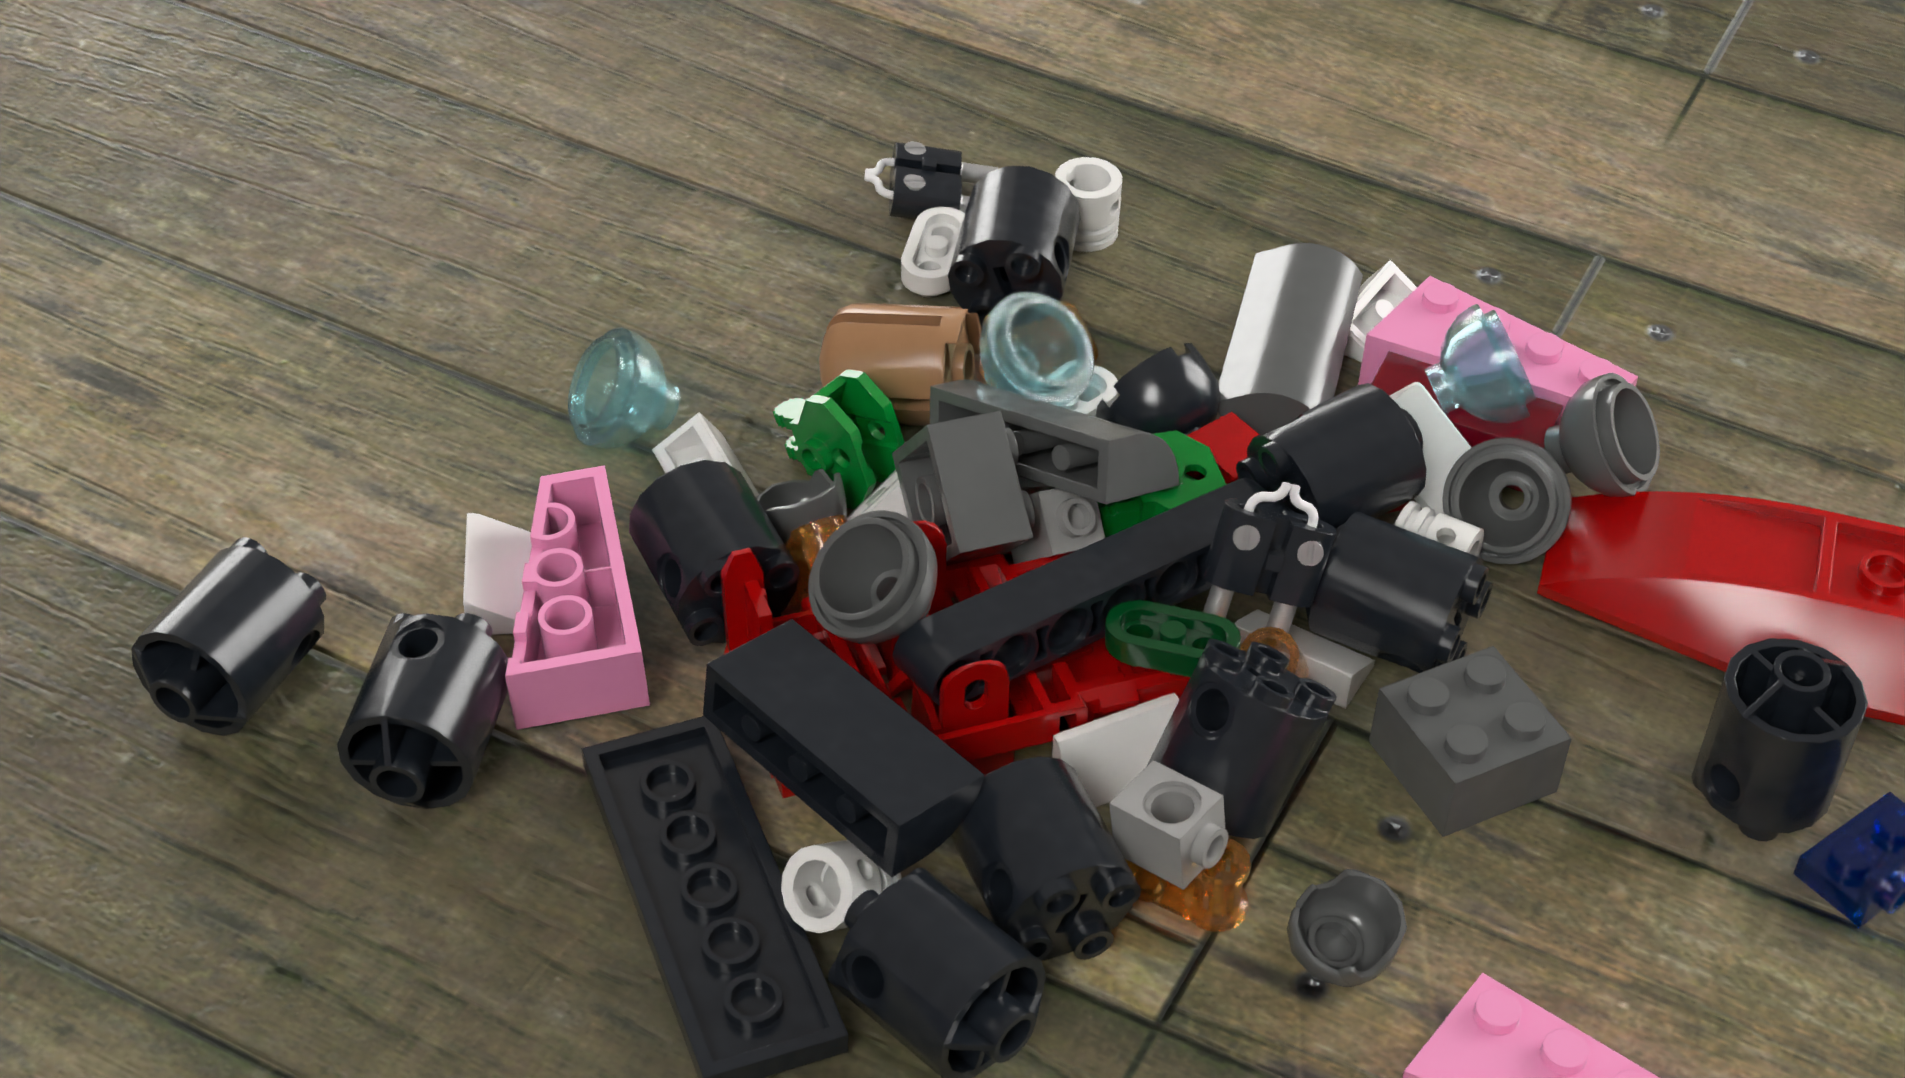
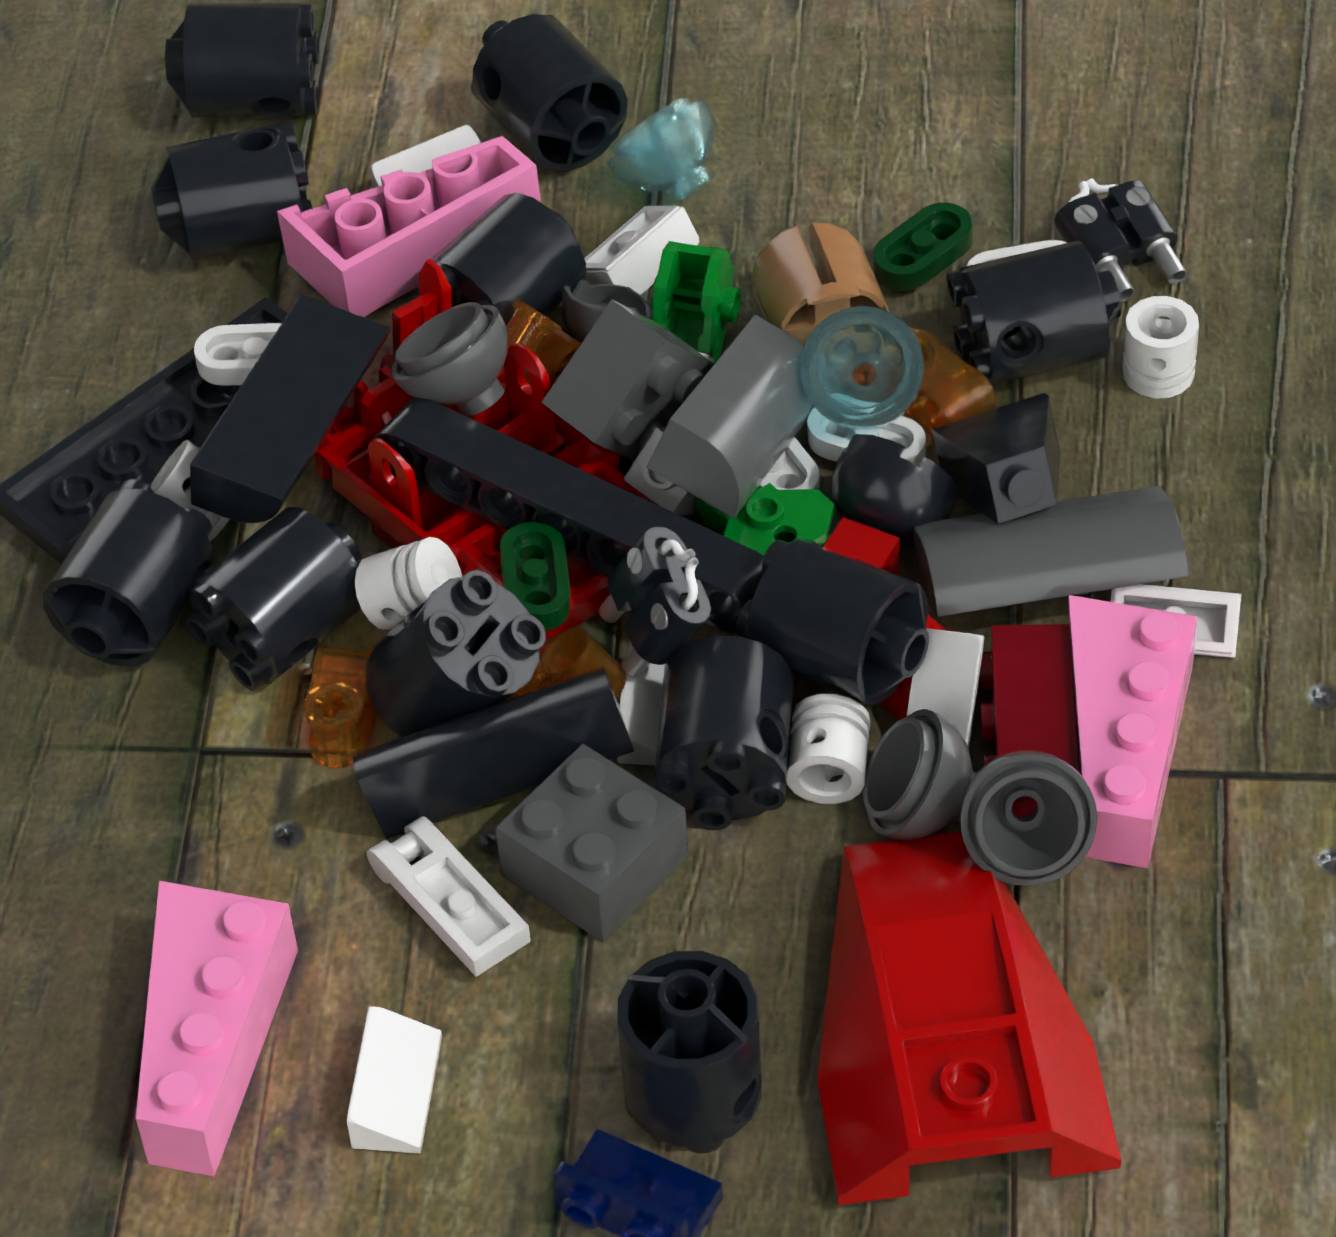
camera: 70 degrees right, 5 degrees up
(482, 437) = (548, 91): none -> black cylinder
(676, 781) = (230, 351): none -> white plate
(852, 278) = (922, 246): none -> dark green plate
(1109, 740) = (402, 579): none -> white piece
(1169, 824) = (329, 646): light grey brick -> none
(1179, 306) = (1004, 458): none -> black slope
(1340, 770) = (490, 751): none -> black brick
(1347, 928) = (323, 821): dark grey hair -> none
(1475, 869) = (450, 896): none -> white plate
(1480, 370) = (1034, 679): clear light blue piece -> none
(1682, 997) = (393, 1083): none -> white slope

